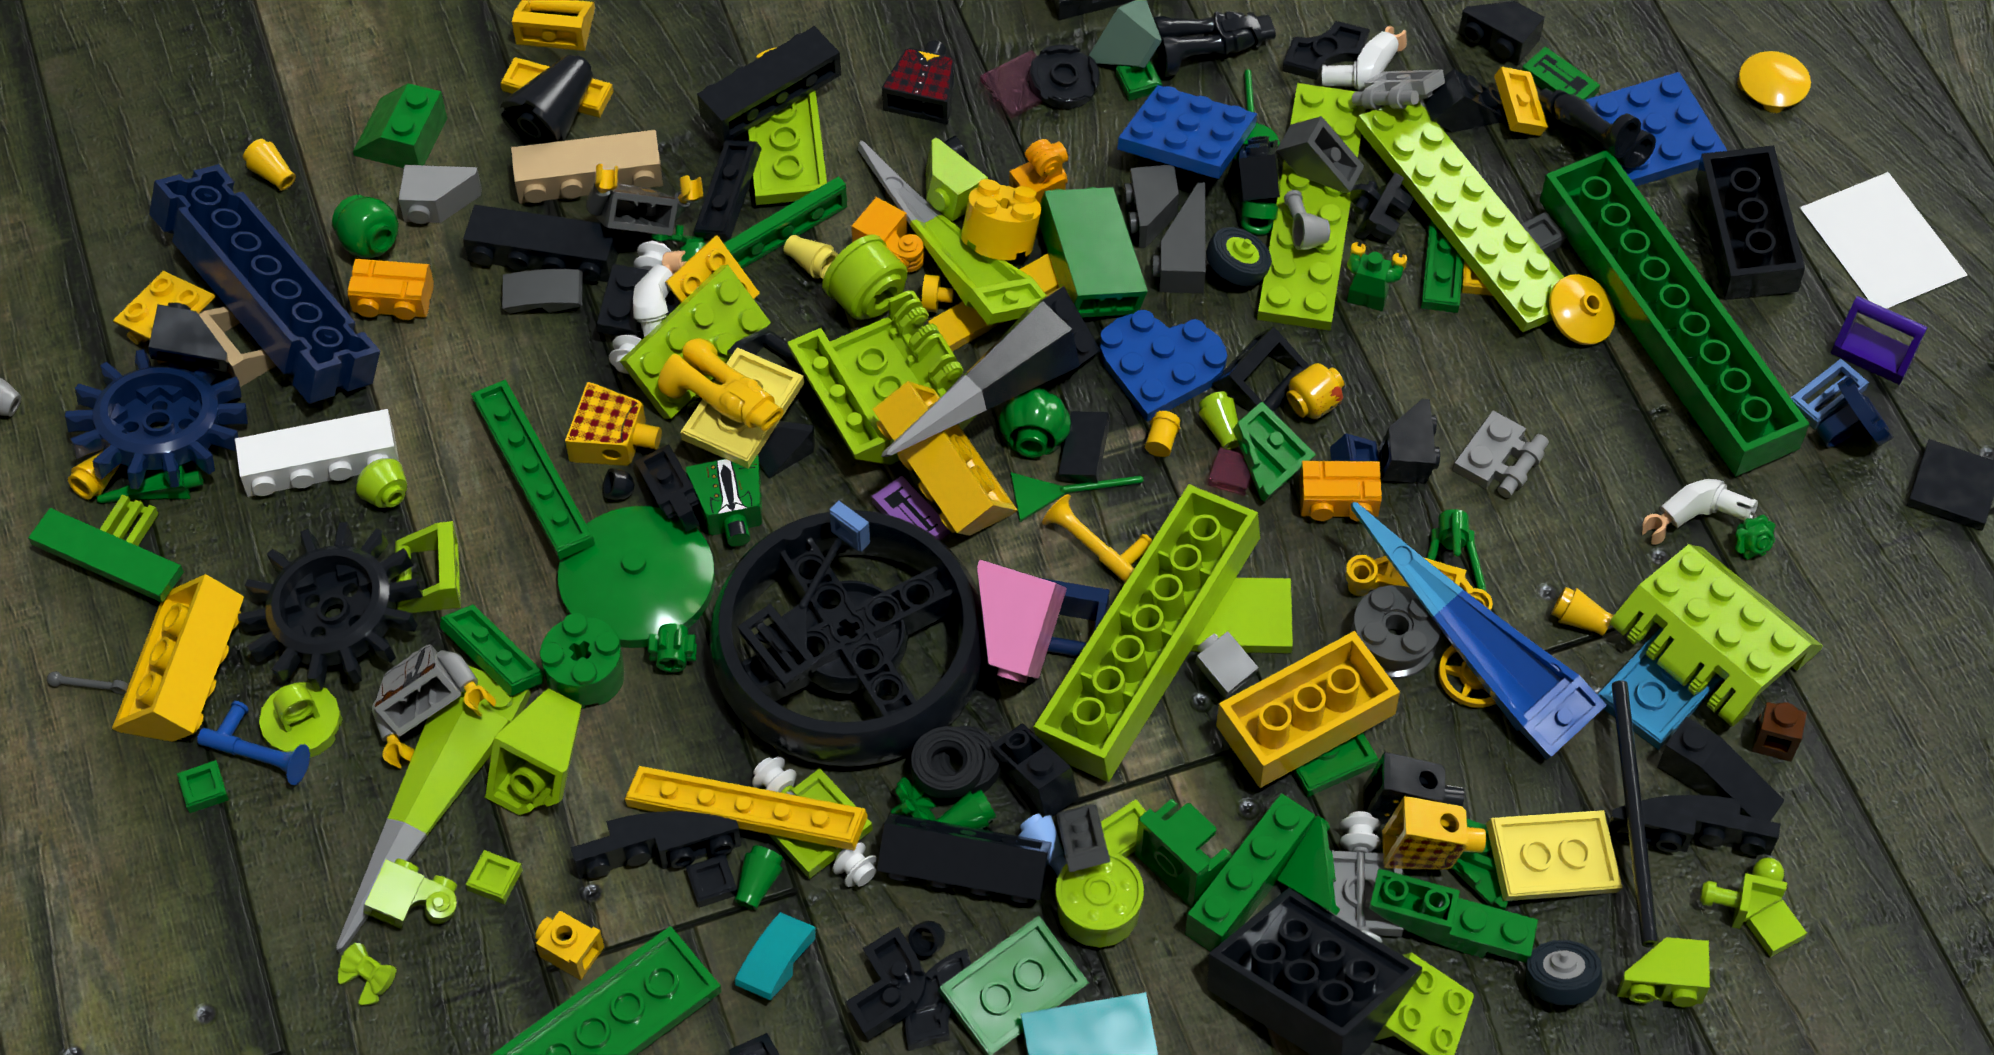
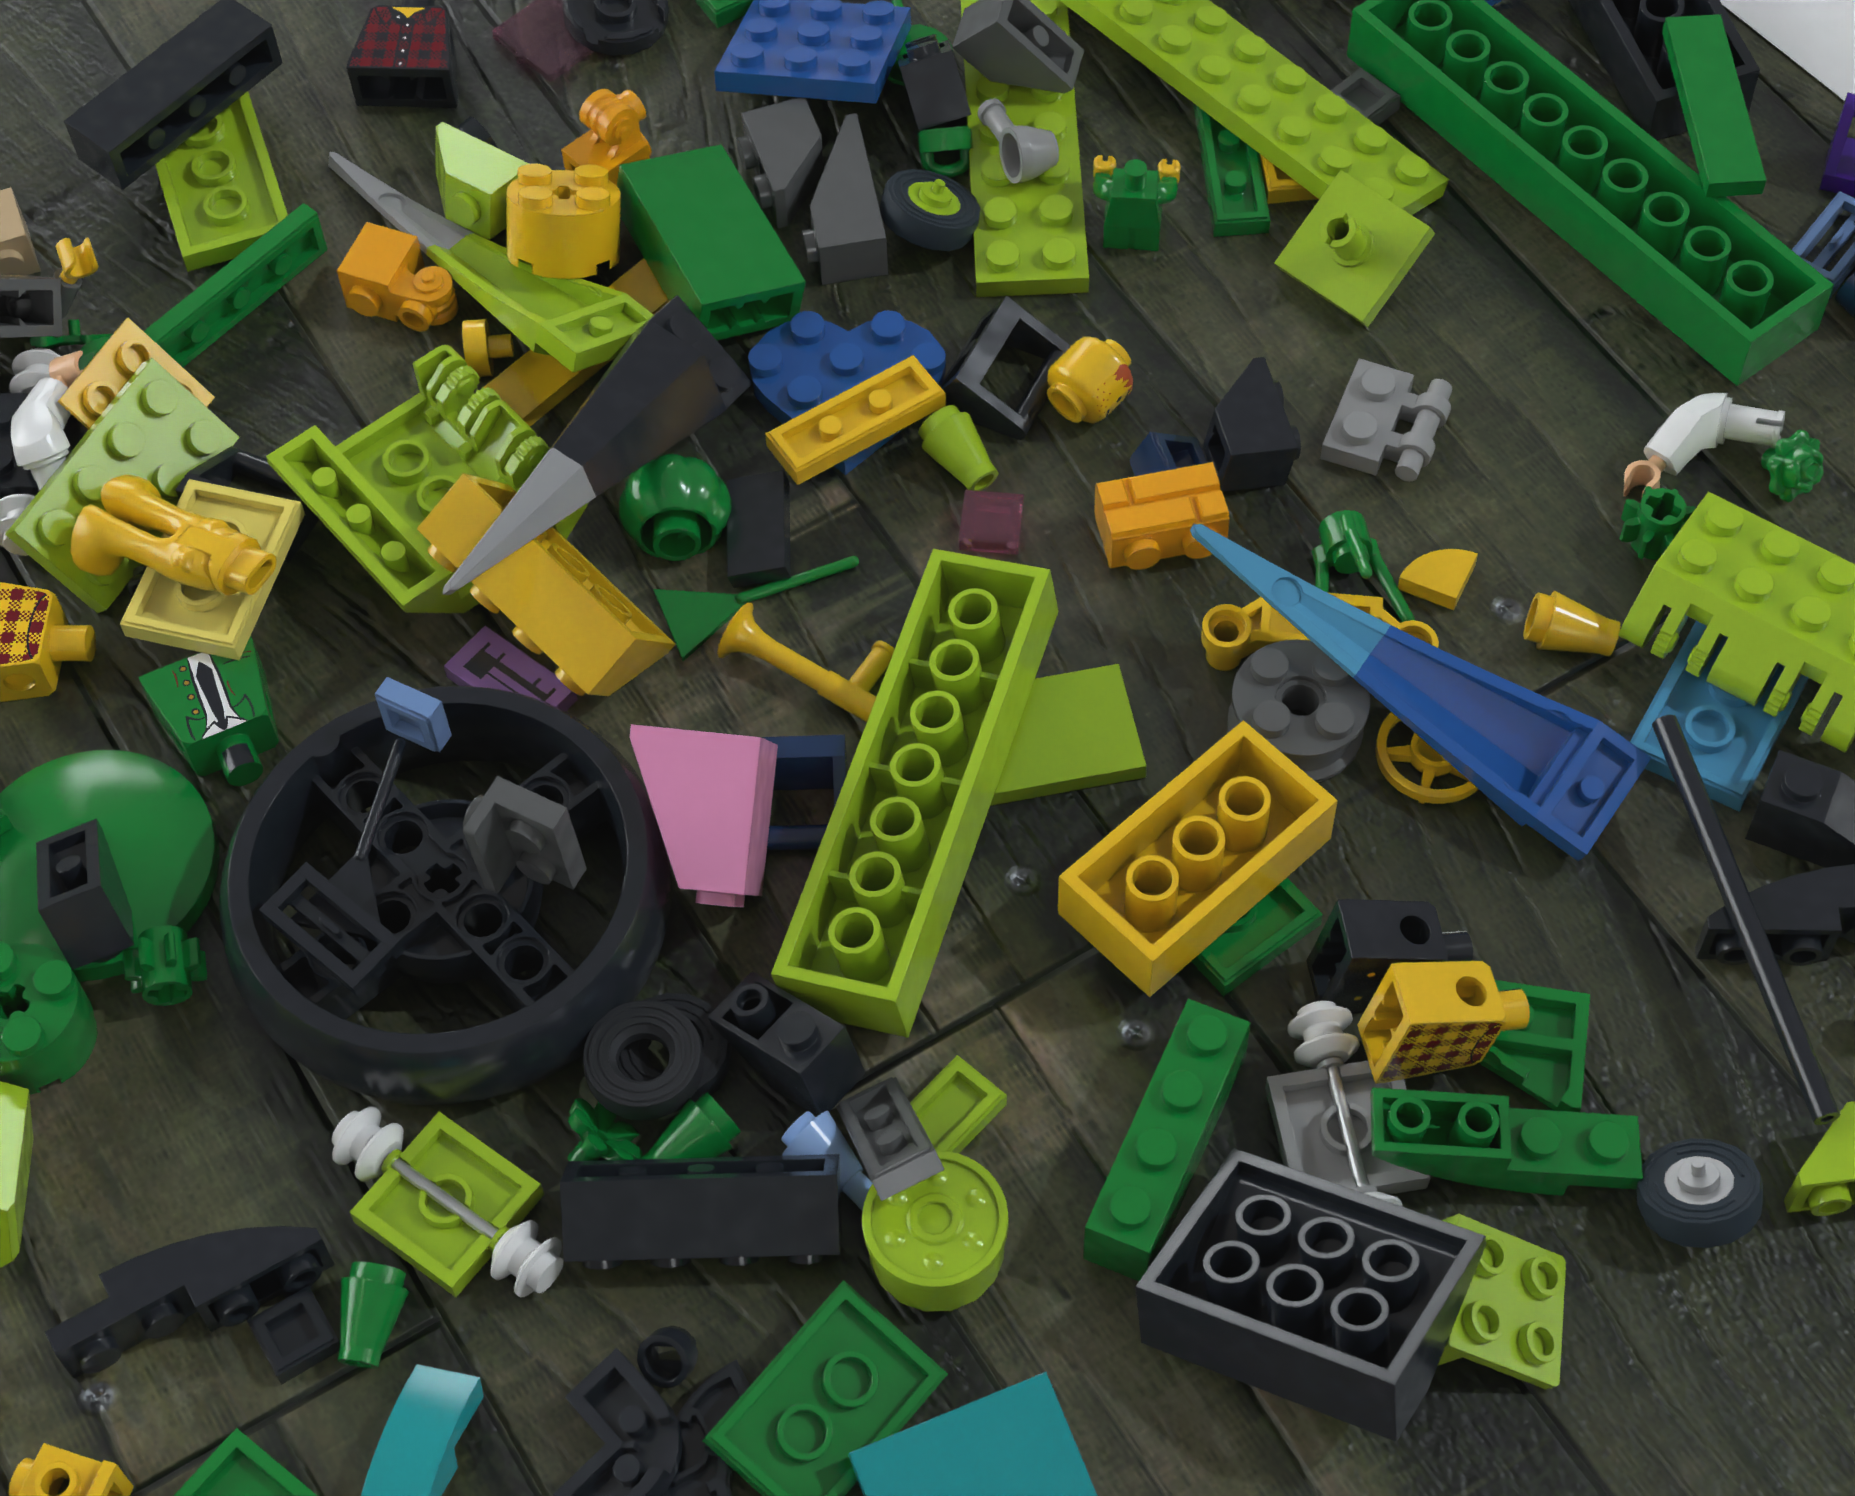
camera: 10 degrees left, 0 degrees up
(617, 484) = (38, 726): black hinge -> none
(632, 595) = (83, 895): none -> black slope
(670, 486) = (120, 712): black hinge -> none
(727, 189) = (138, 254): black tile -> none
(751, 807) = (333, 1199): yellow tile -> none
(786, 446) = (295, 617): black slope -> none
(810, 255) = (288, 328): light yellow cone -> none
(865, 277) = (369, 340): lime wheel -> none
(903, 611) = (523, 830): none -> dark grey bracket
(1160, 388) = (855, 419): none -> yellow tile
(1162, 433) = (873, 486): yellow piece -> none
(1171, 846) = (1037, 1125): green panel -> none
(1225, 663) = (1050, 813): light grey brick -> none
(1270, 449) = (1042, 478): green wing -> none
(1312, 868) = (1263, 1109): green tile -> none
(1376, 202) = (1113, 99): black hips -> none
(1507, 336) = (1354, 248): none -> lime tile
(1508, 563) = (1439, 576): none -> yellow tile
(1553, 855) = (1632, 1008): light yellow tile -> none
(1582, 309) = (1450, 192): yellow dish -> none
(1652, 554) = (1654, 521): none -> green gear
(1764, 288) = (1713, 106): none -> green tile

